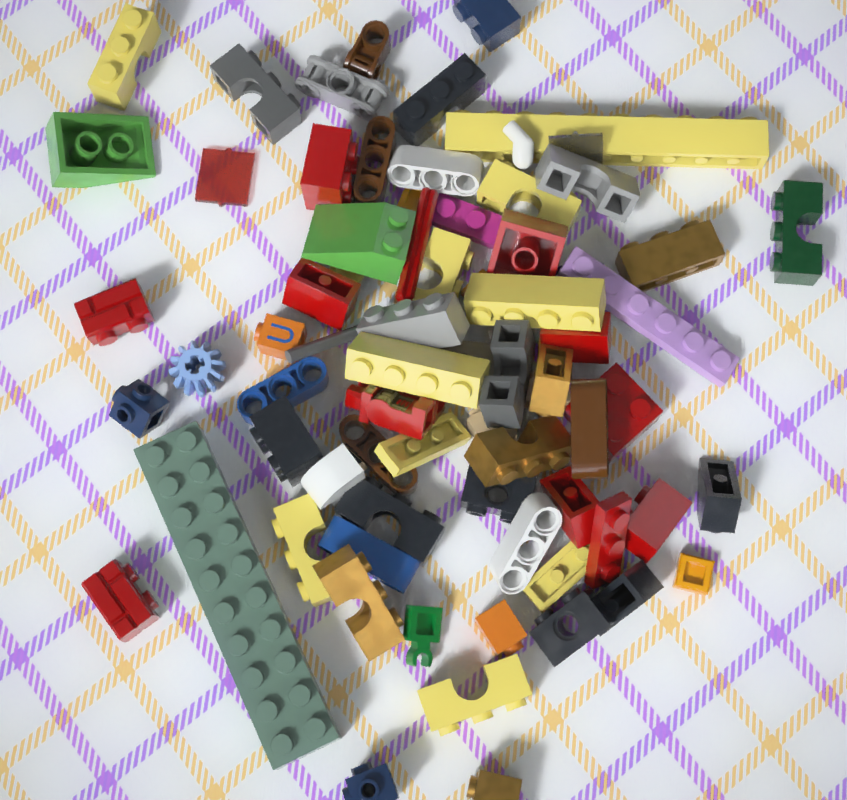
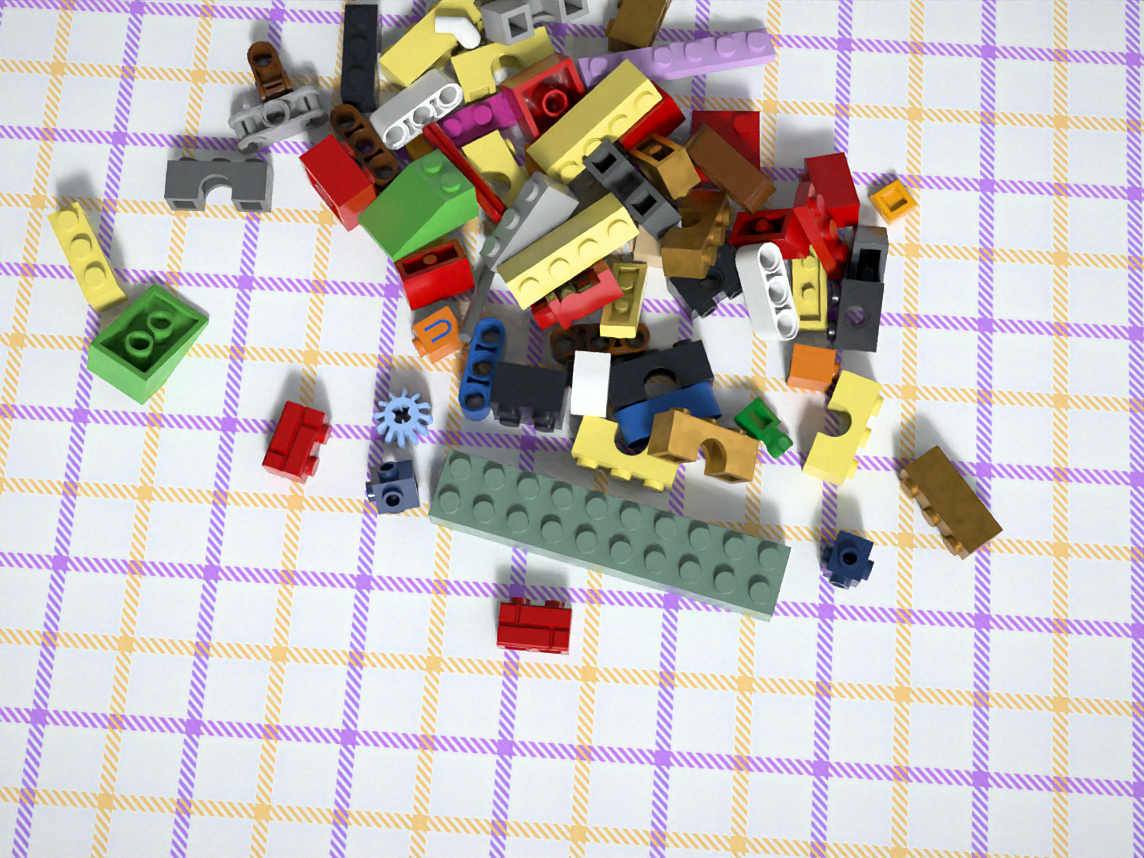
camera: 45 degrees left, 0 degrees up
(225, 177) = (262, 269): clear red piece -> none
(717, 496) = (853, 132): black slope -> none

